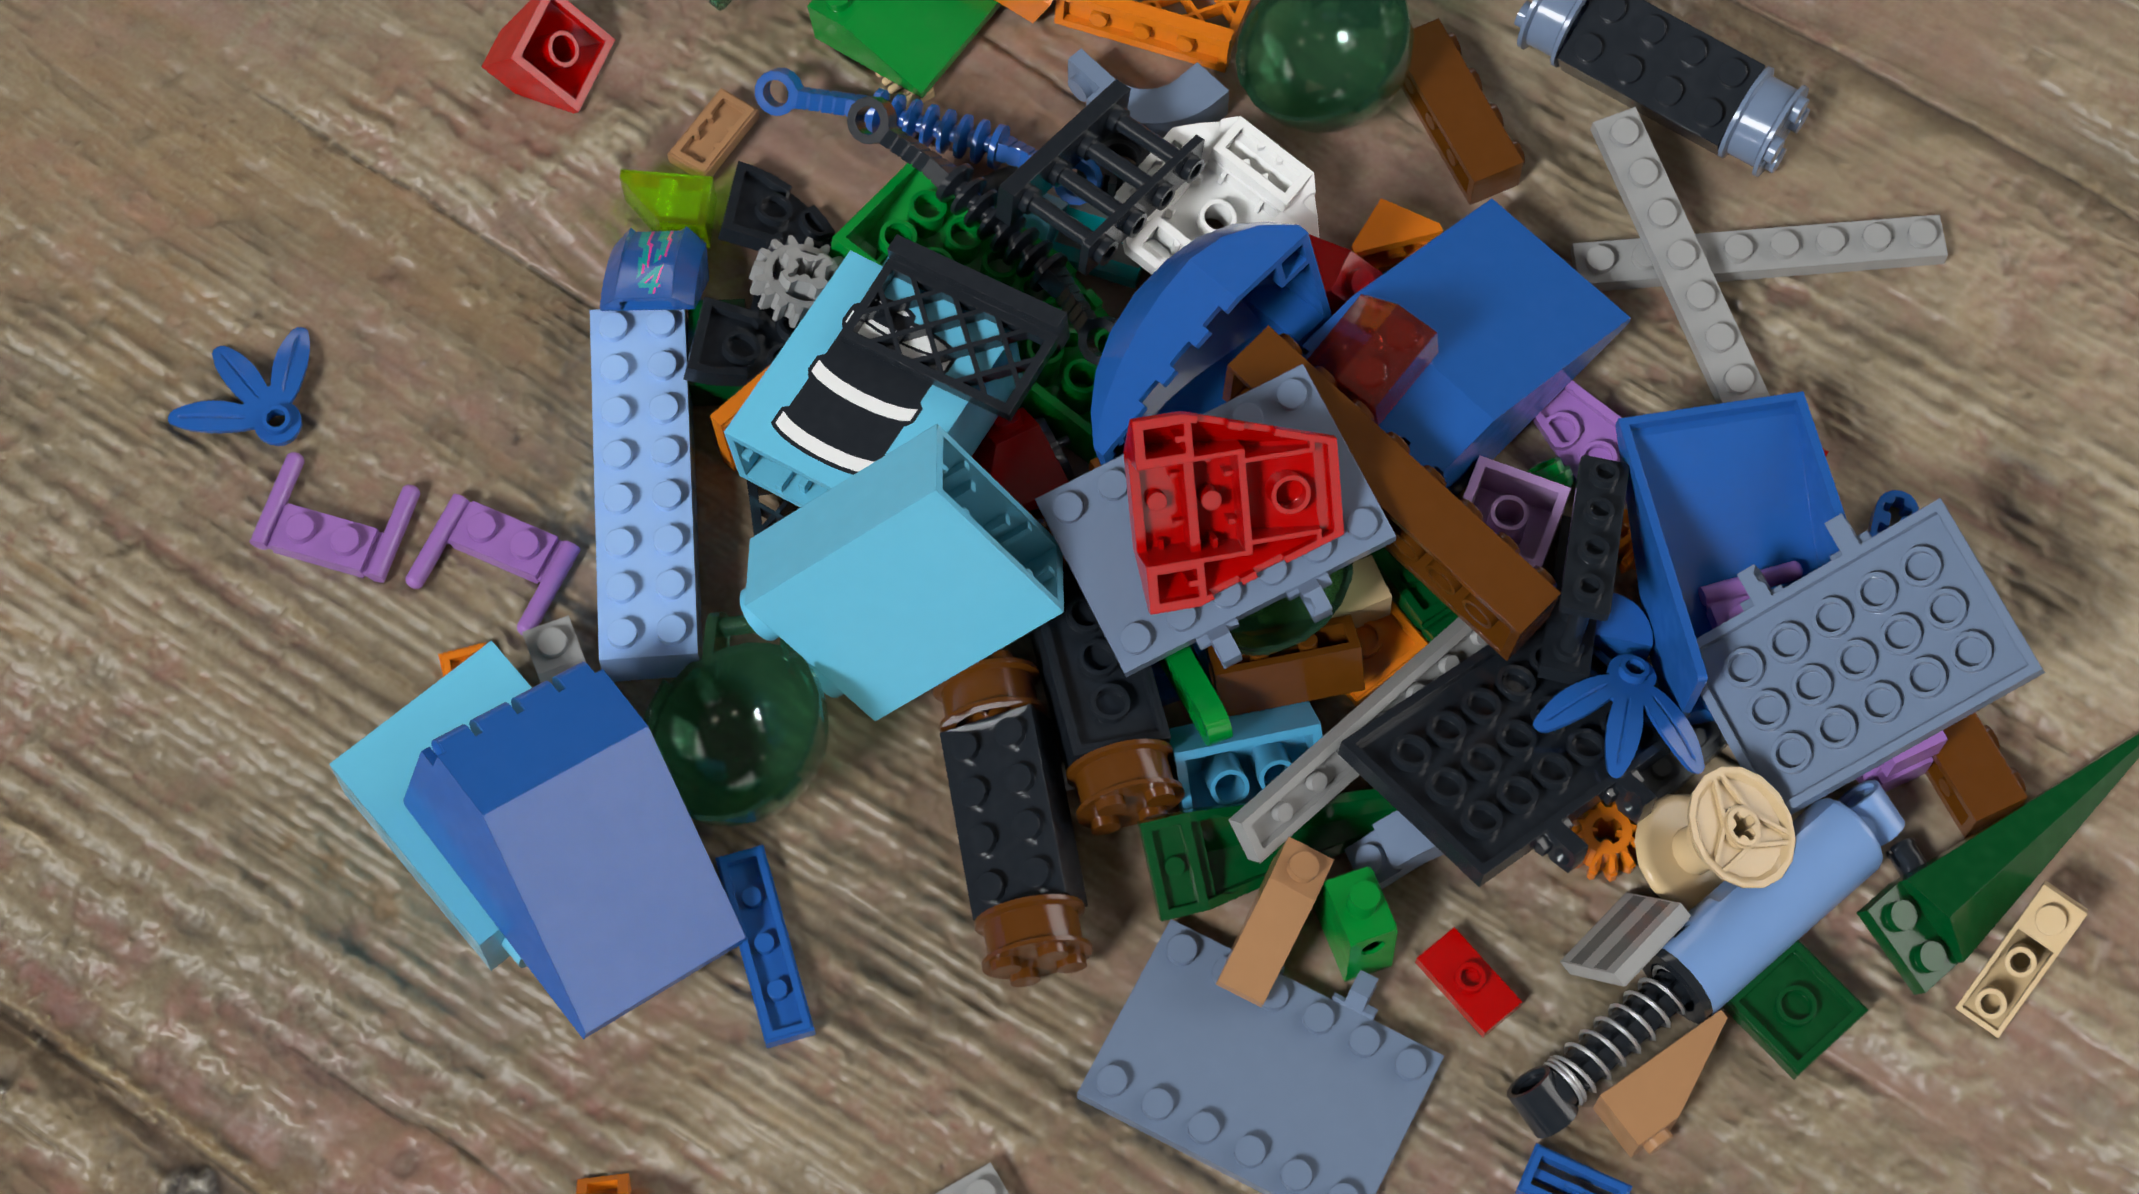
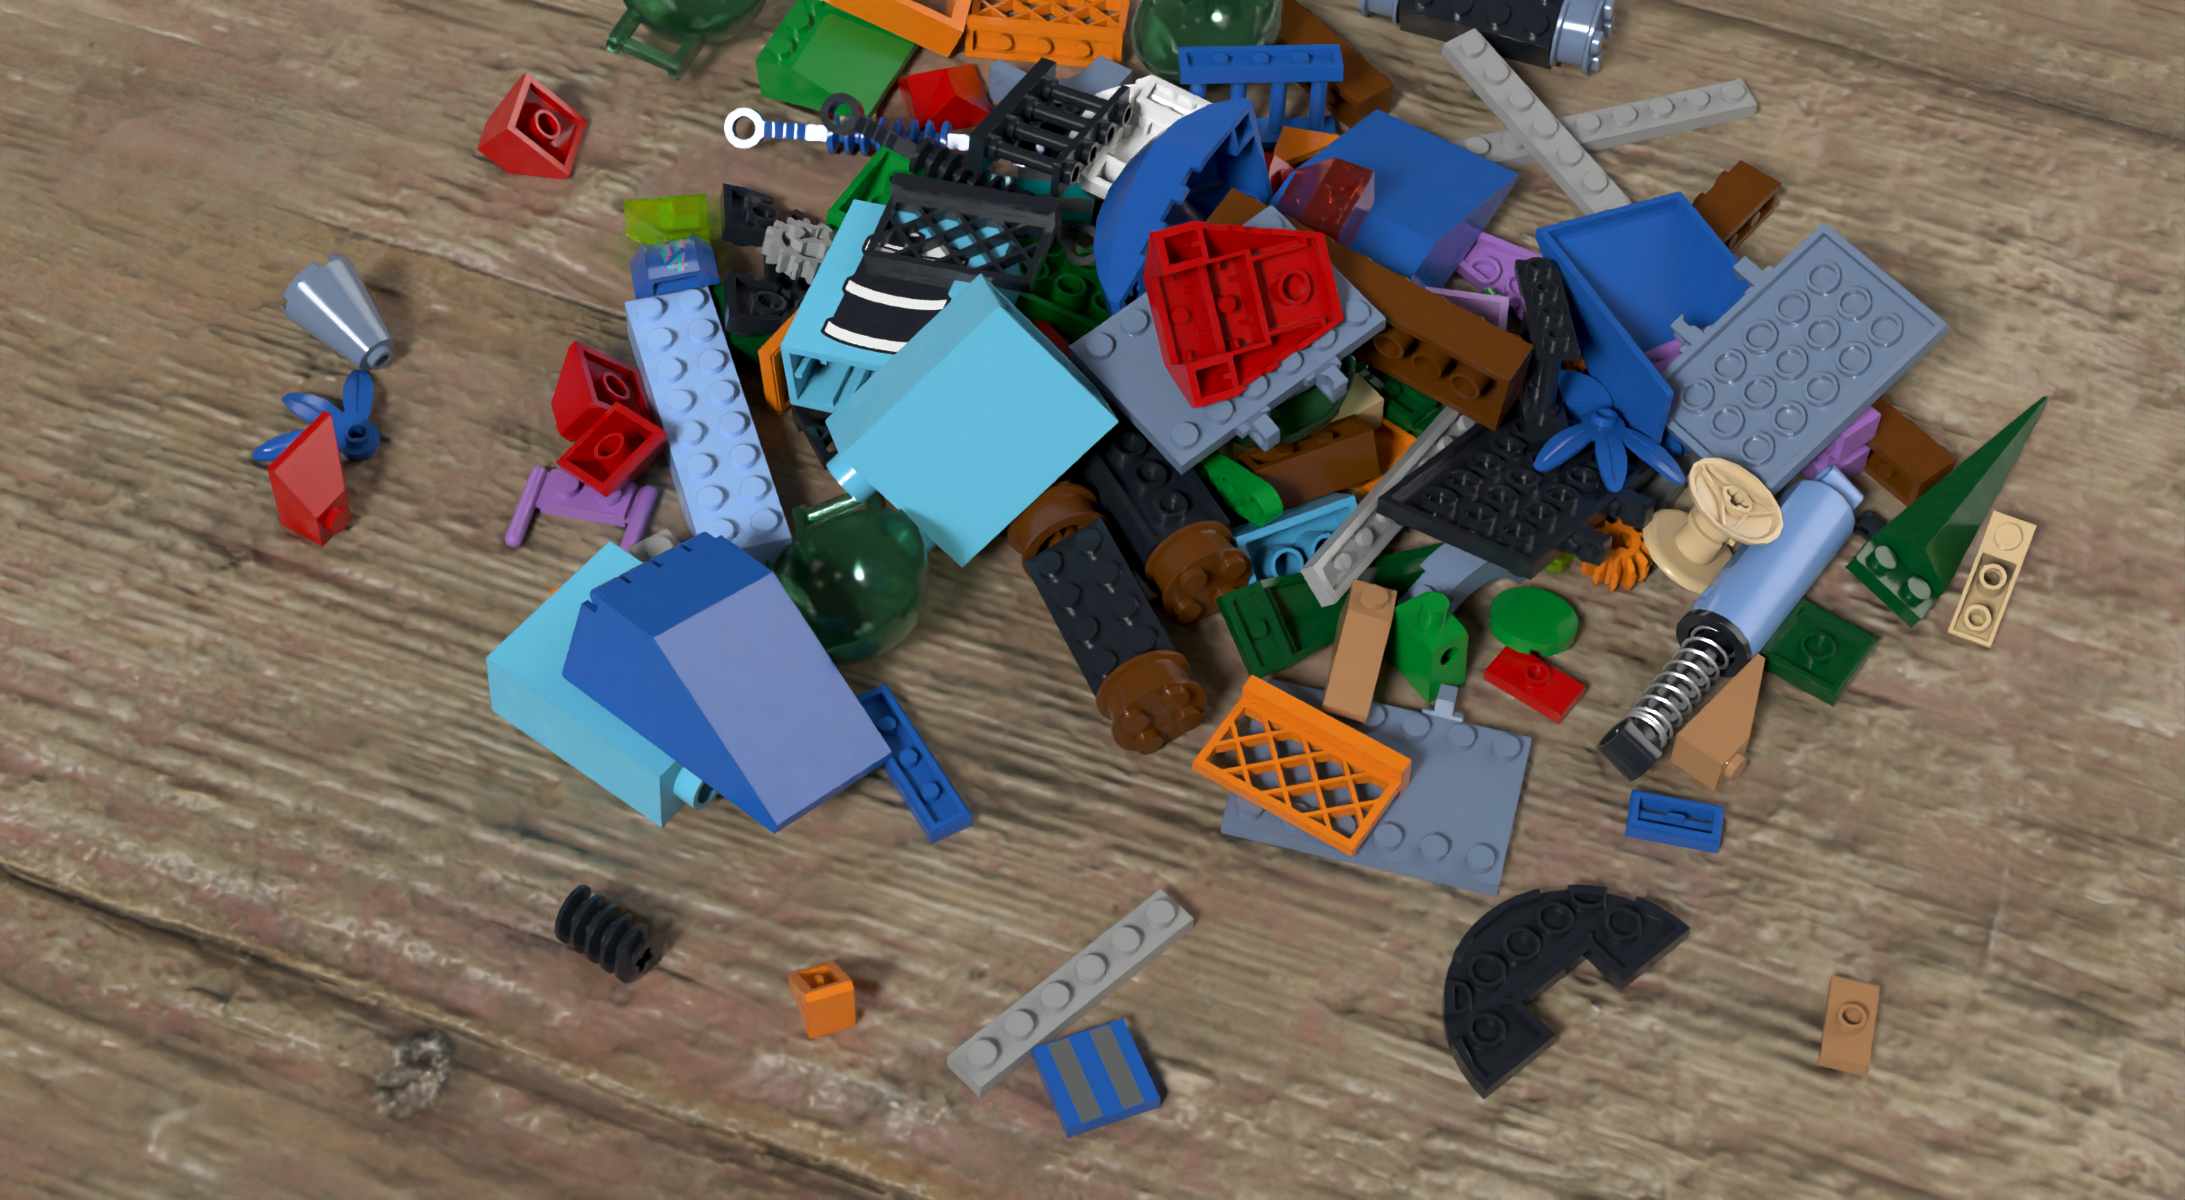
camera: 15 degrees left, 15 degrees down
(216, 479) = (311, 483): none -> red slope
(289, 263) = (339, 312): none -> sand blue cone
(327, 538) = (425, 520): medium lavender plate -> none
(394, 1103) = (607, 936): none -> black piece
(534, 502) = (614, 450): none -> red slope
(541, 422) = (590, 386): none -> red slope
(713, 135) = (695, 168): medium nougat plate -> none
(1017, 80) = (945, 95): none -> red slope
(1208, 1019) = (1329, 741): none -> orange fence
(1368, 133) = (1267, 65): none -> blue fence
(1488, 916) = (1533, 621): none -> green tile
(1625, 939) = (1660, 617): light grey tile -> none
(1869, 400) = (1738, 203): none -> reddish brown brick

